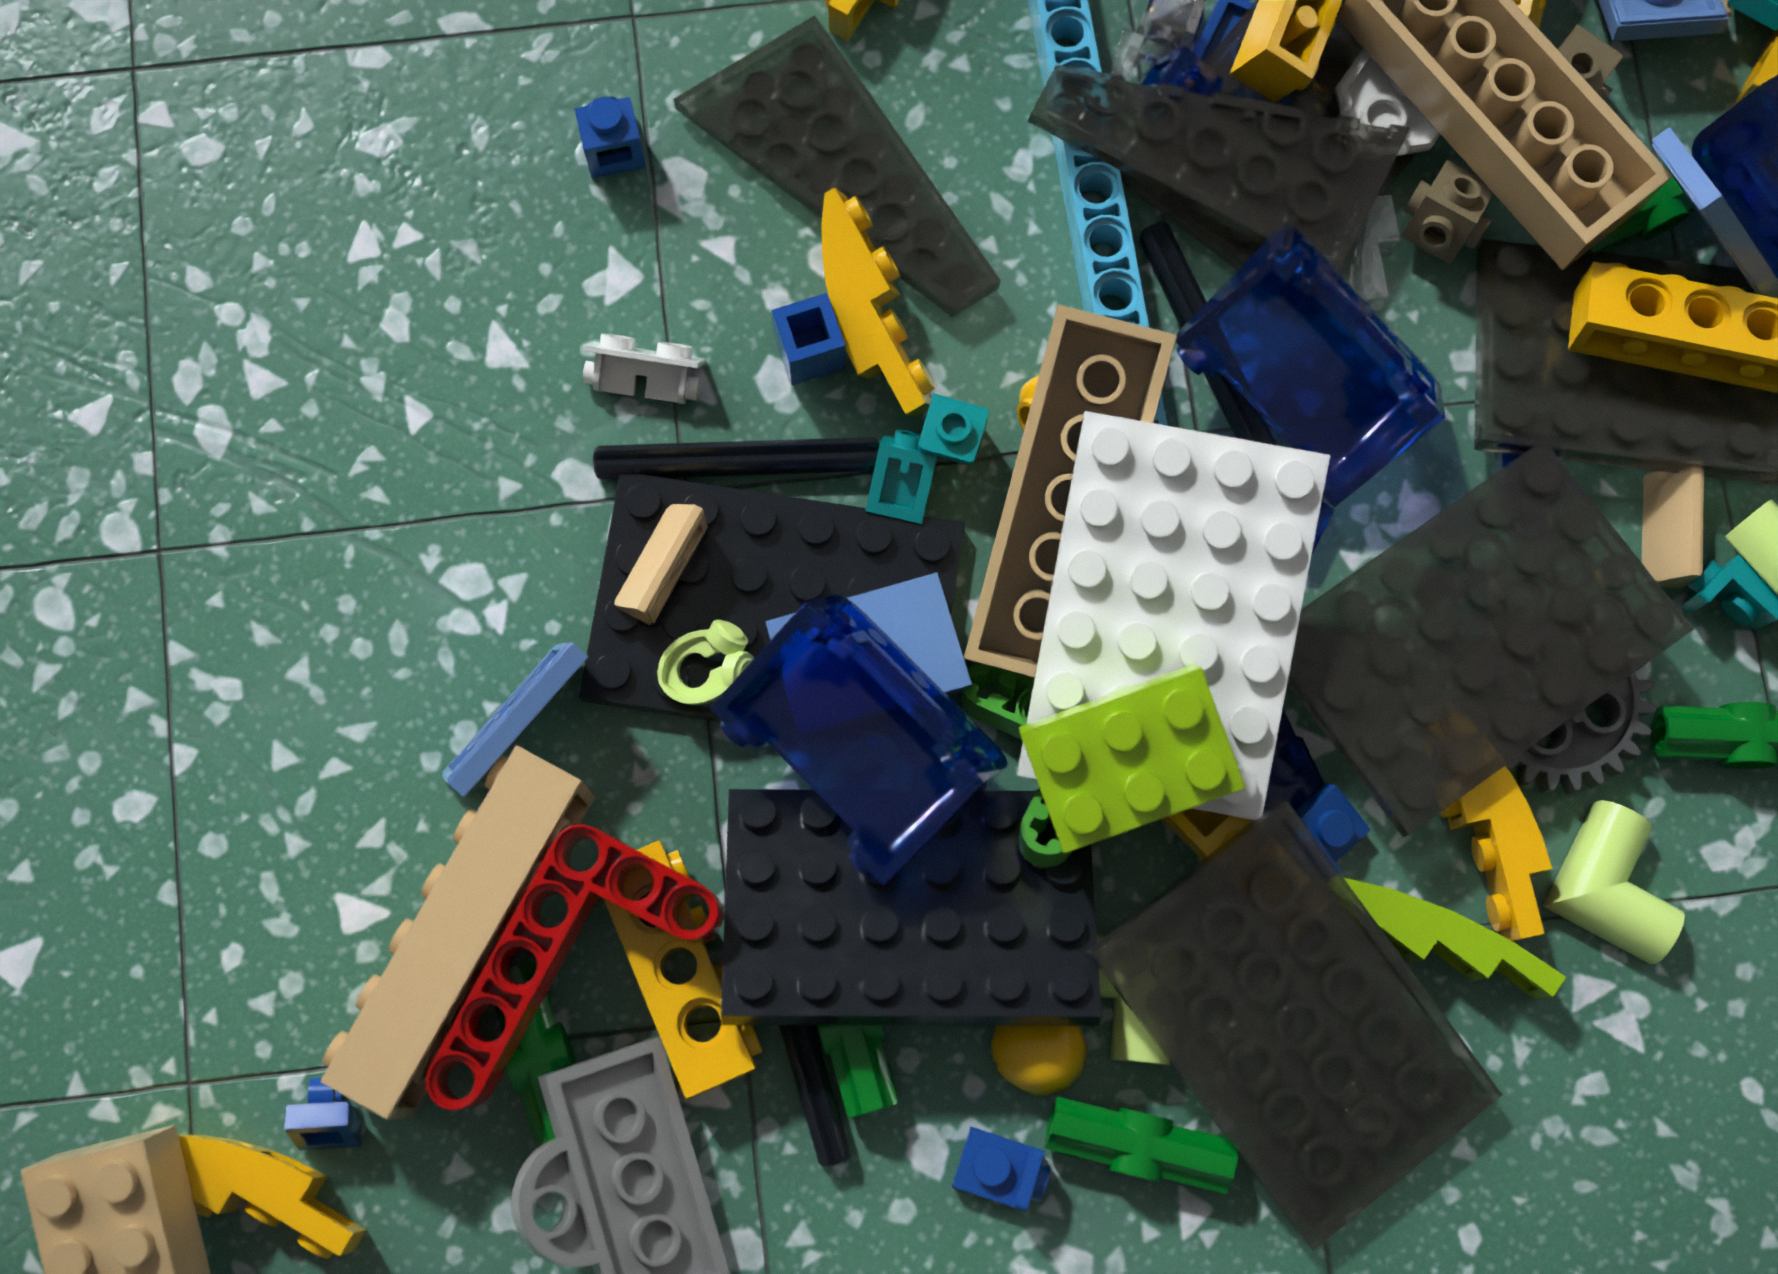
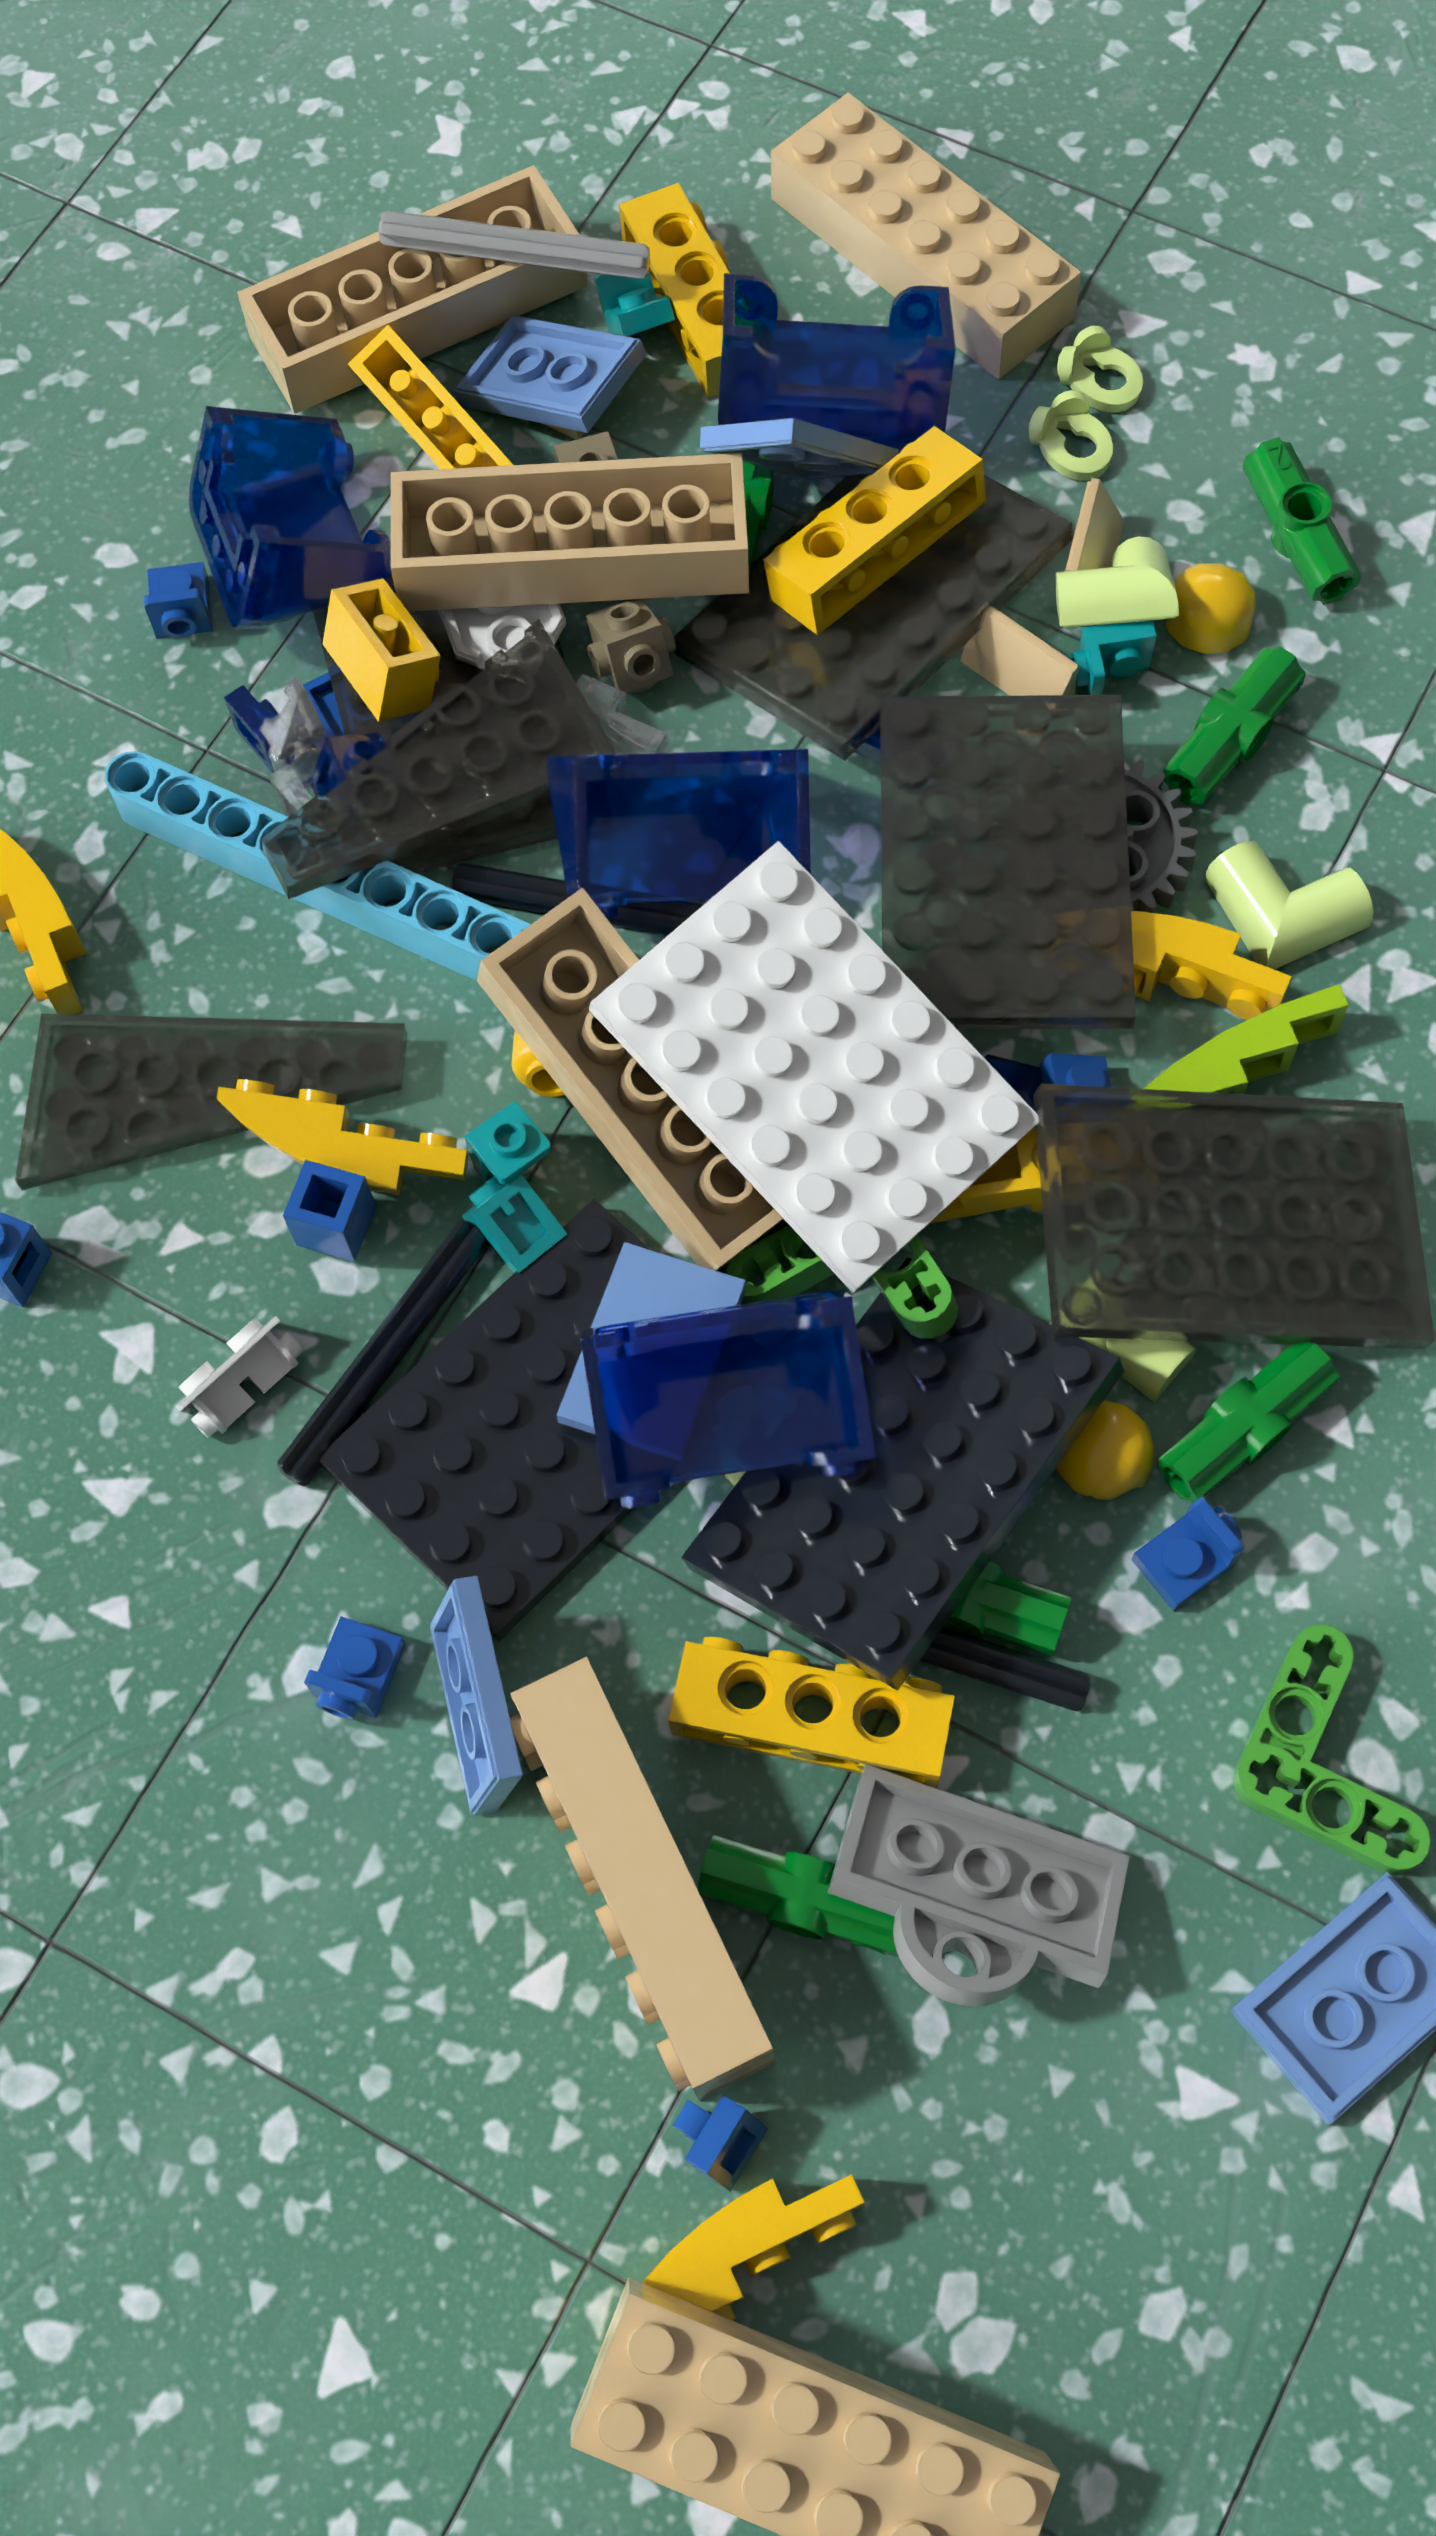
camera: 45 degrees left, 10 degrees down
(485, 616) = (355, 1670): none -> blue bracket
(551, 947) = (712, 1795): red beam -> none
(662, 562) = (430, 1470): tan slope -> none
(720, 637) = (537, 1478): yellowish green piece -> none
(1131, 757) = (915, 1172): lime brick -> none

